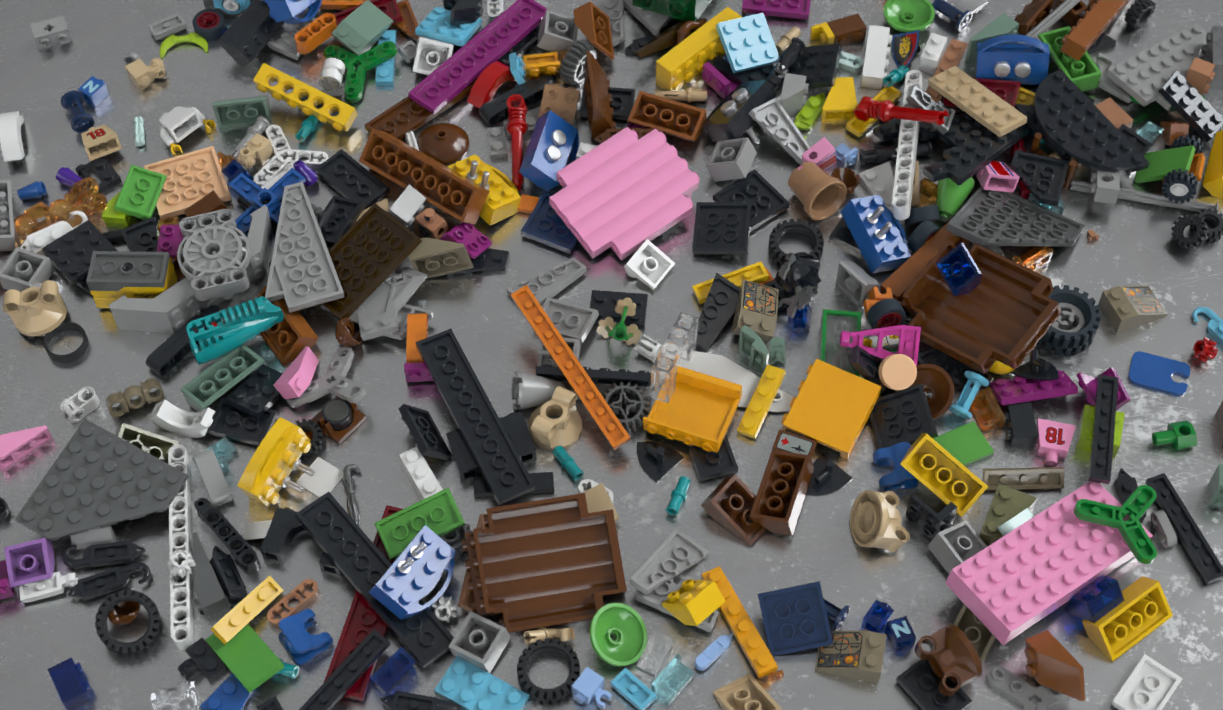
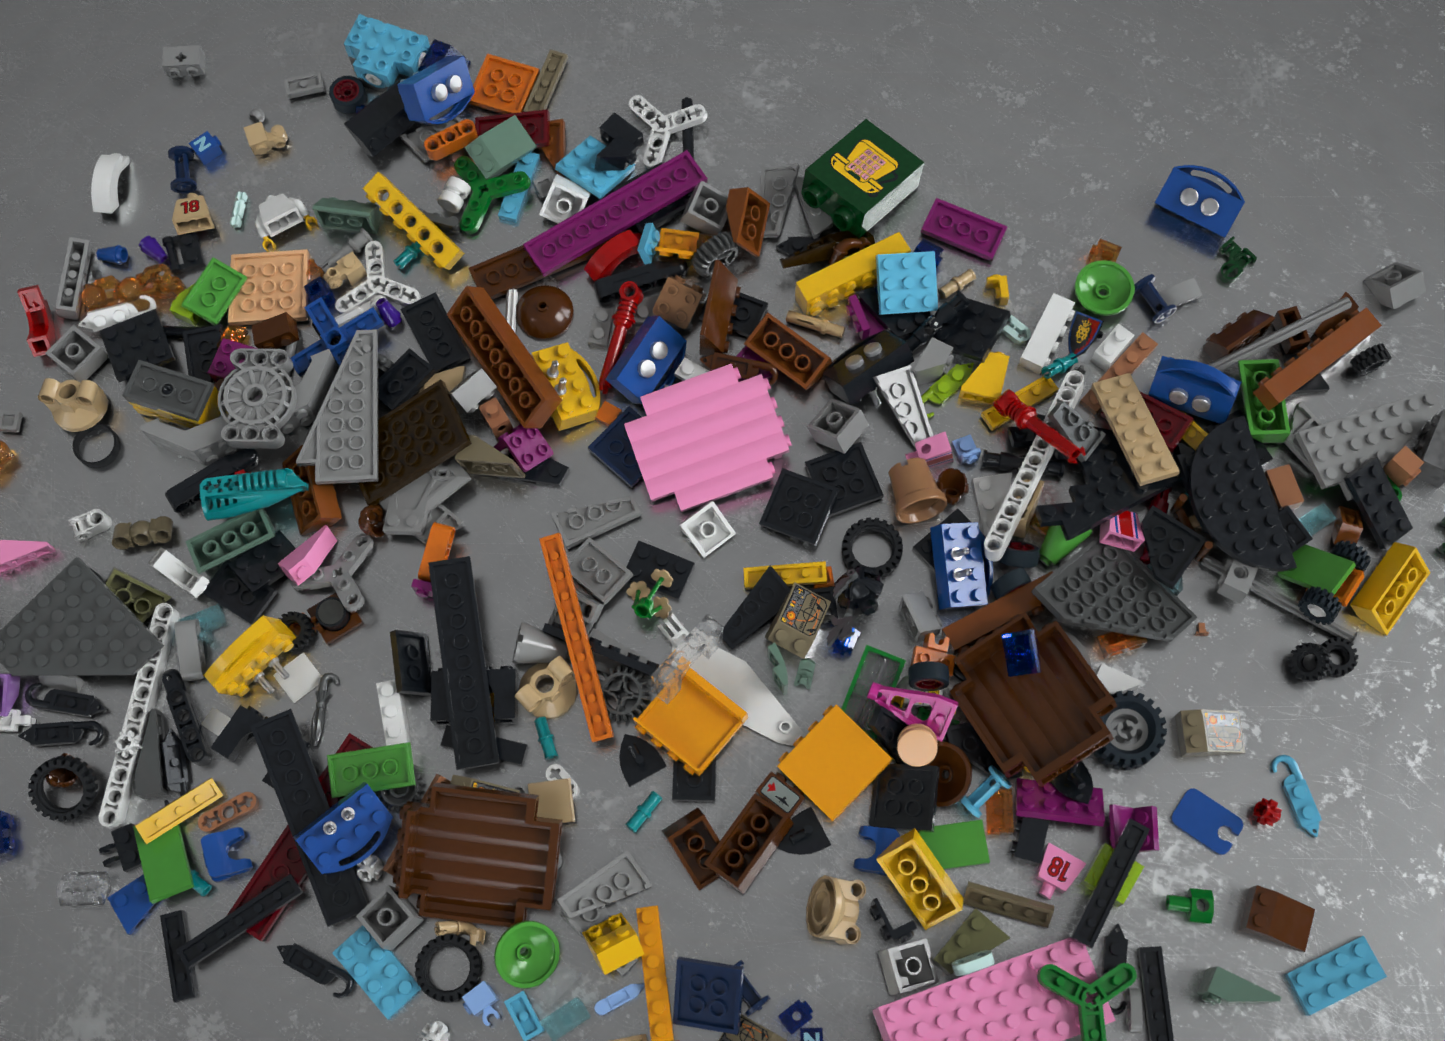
camera: 20 degrees right, 15 degrees up
(172, 40) = (305, 102): lime piece -> none
(392, 670) = (296, 922): clear blue brick -> none
(761, 401) = (766, 729): yellow plate -> none
(848, 29) = (1027, 290): reddish brown brick -> none
(1000, 26) = (1195, 346): sand green slope -> none

